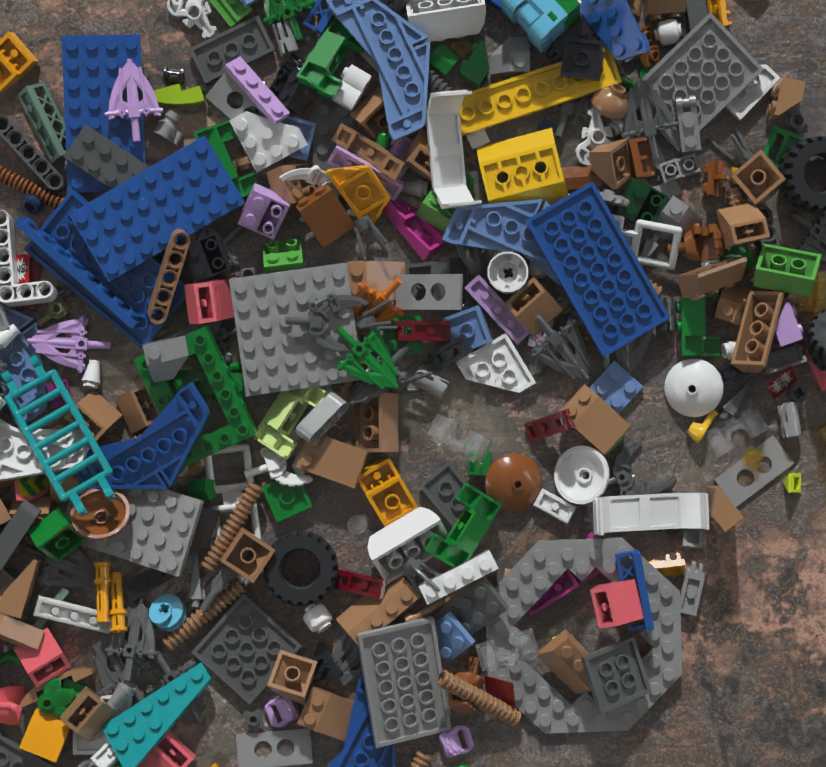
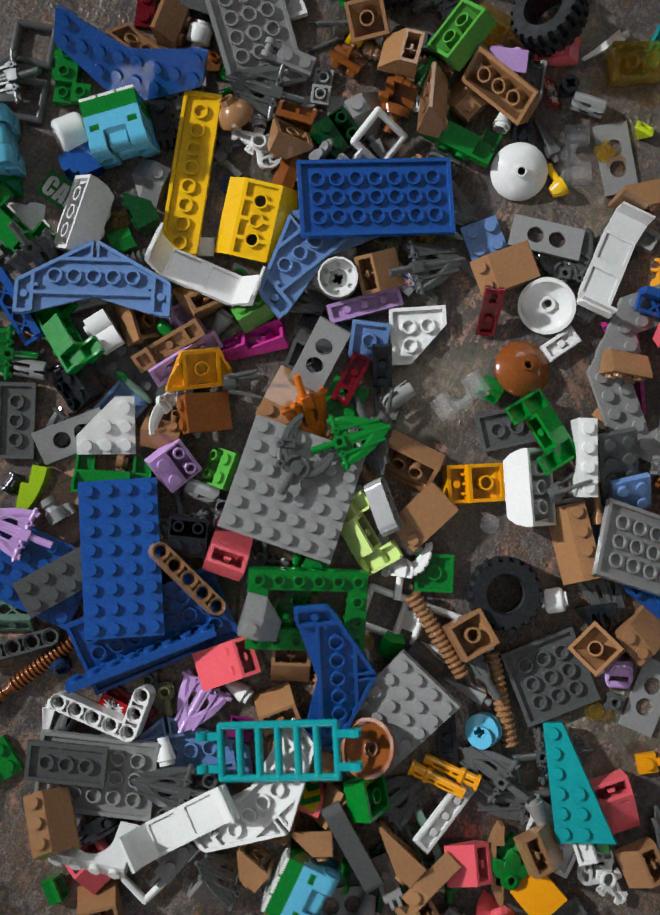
camera: 60 degrees left, 0 degrees up
(110, 350) = (225, 663): none -> coral slope
(236, 705) = (594, 710): none -> clear yellow plate
(253, 249) = (201, 491): none -> light grey arm
(257, 90) = (63, 416): lavender plate -> none
(315, 140) = (134, 387): none -> sand green piece
(361, 584) = (545, 546): dark red plate -> none
(367, 322) = (319, 423): dark grey plant -> none
(560, 573) = (625, 365): none -> medium nougat slope
(581, 59) = (184, 117): black plate -> none
(660, 467) = (572, 236): none -> light grey piece

